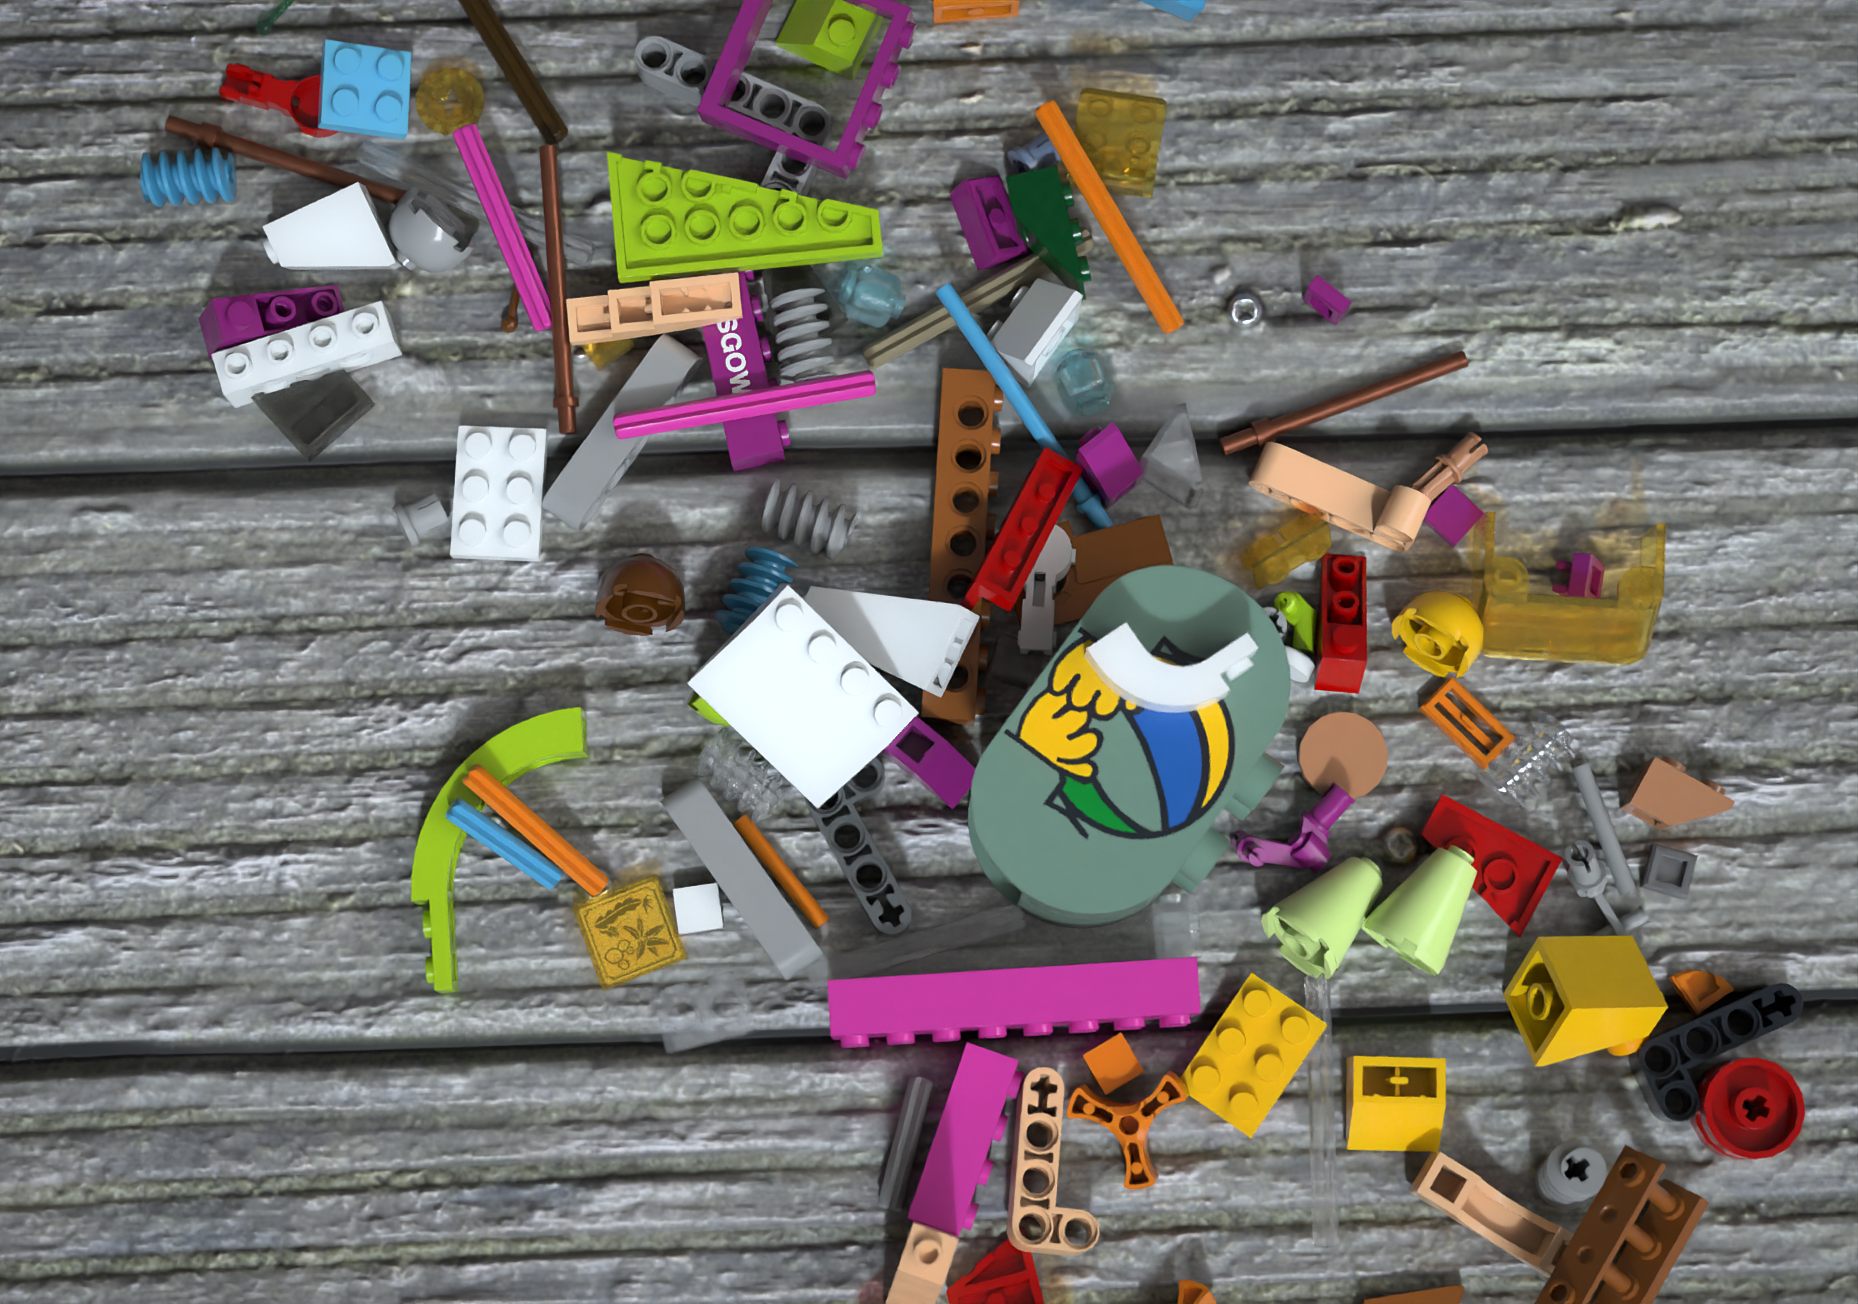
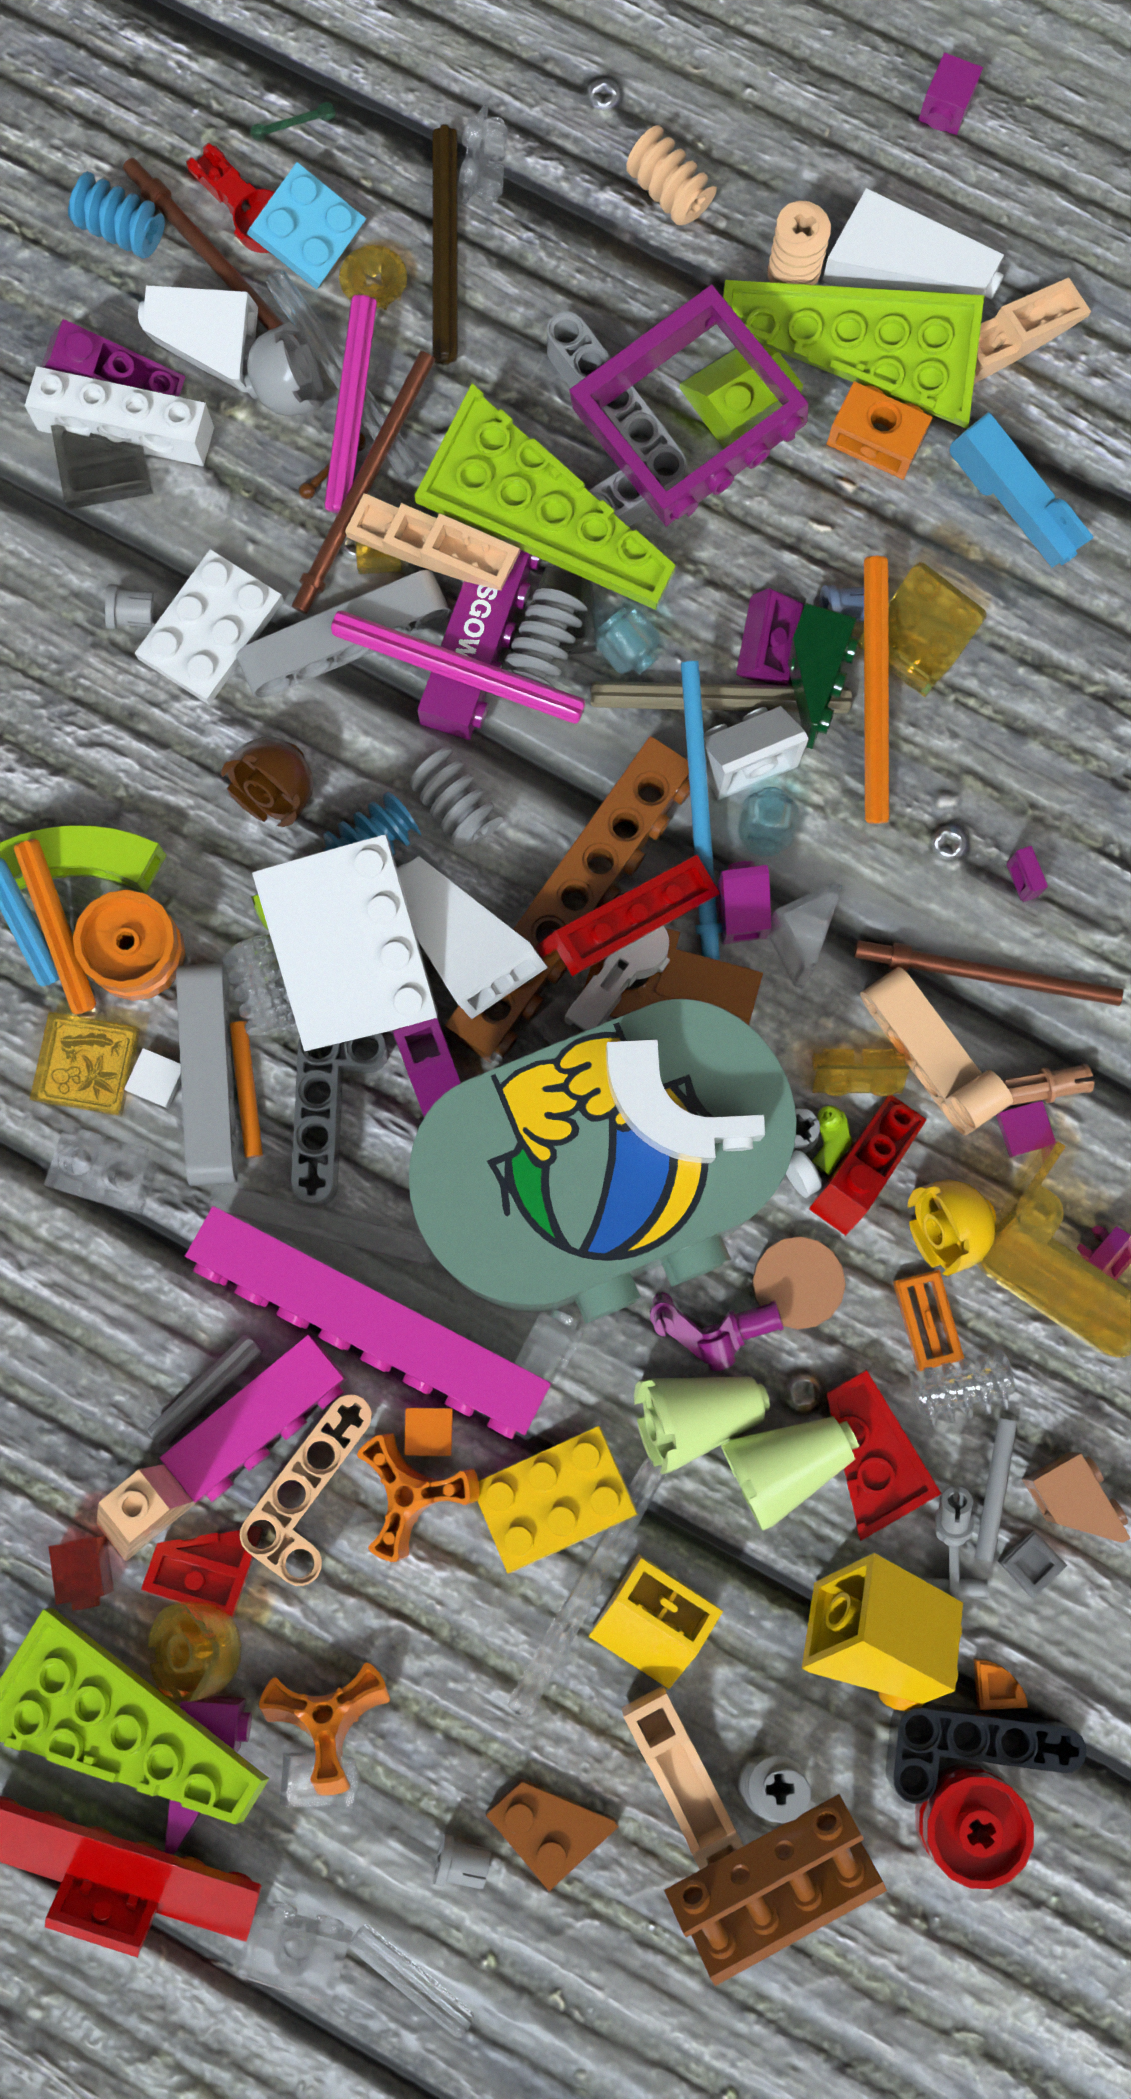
camera: 30 degrees right, 0 degrees up
(597, 784) = (110, 926): none -> orange wheel

